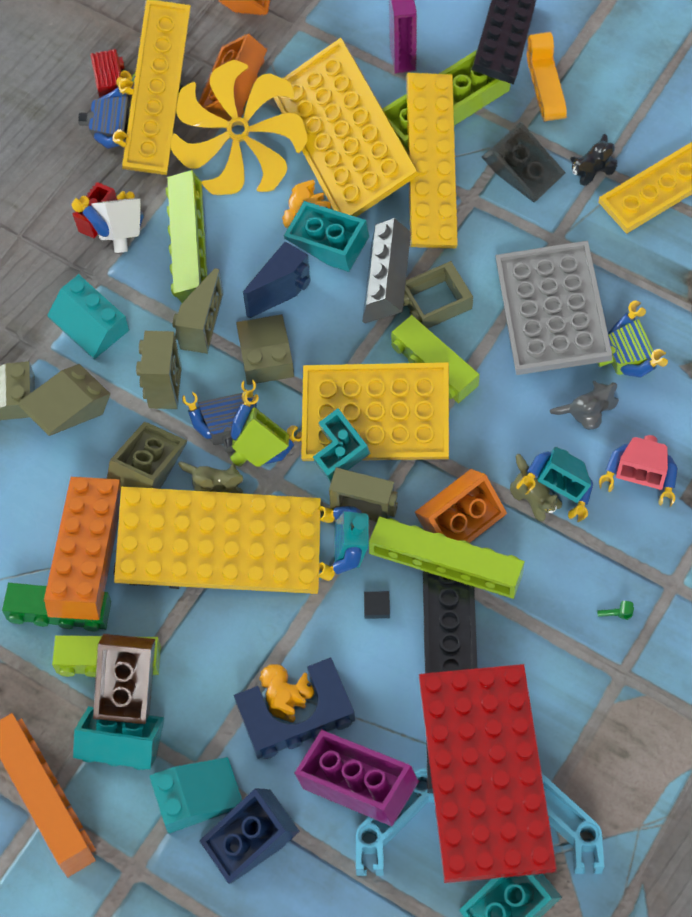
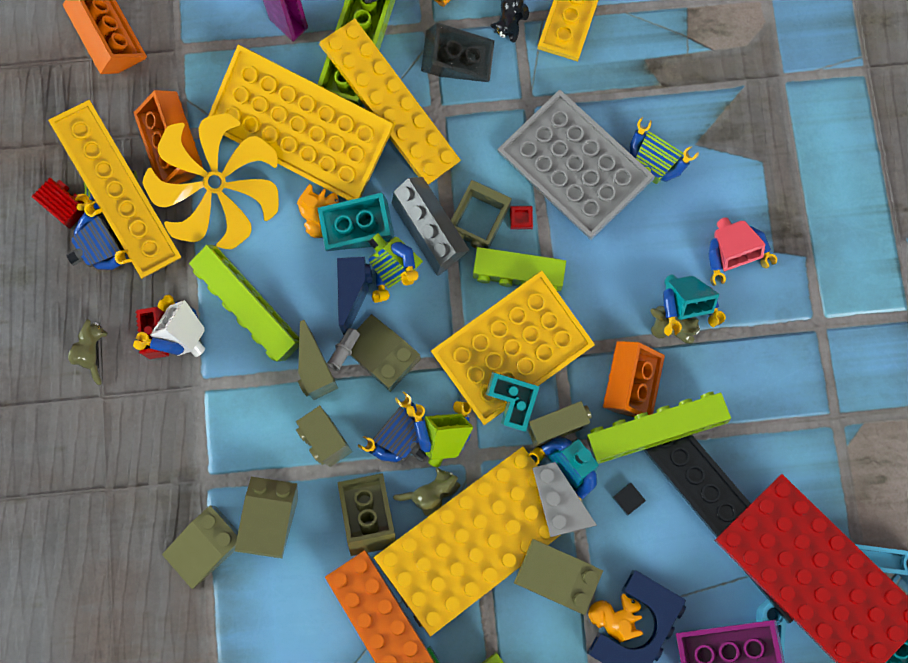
camera: 40 degrees left, 15 degrees up
(33, 190) = (84, 352): none -> olive animal
(87, 317) = (220, 429): teal slope -> none
(234, 321) = (343, 349): none -> light grey axle
(260, 614) = (558, 576): none -> olive slope
(311, 558) = (559, 501): none -> light grey wing
(329, 280) = (392, 263): none -> torso
(472, 323) = (521, 217): none -> red tile
(589, 406) = (662, 228): dark grey animal -> none
(625, 611) = (805, 369): green hand -> none

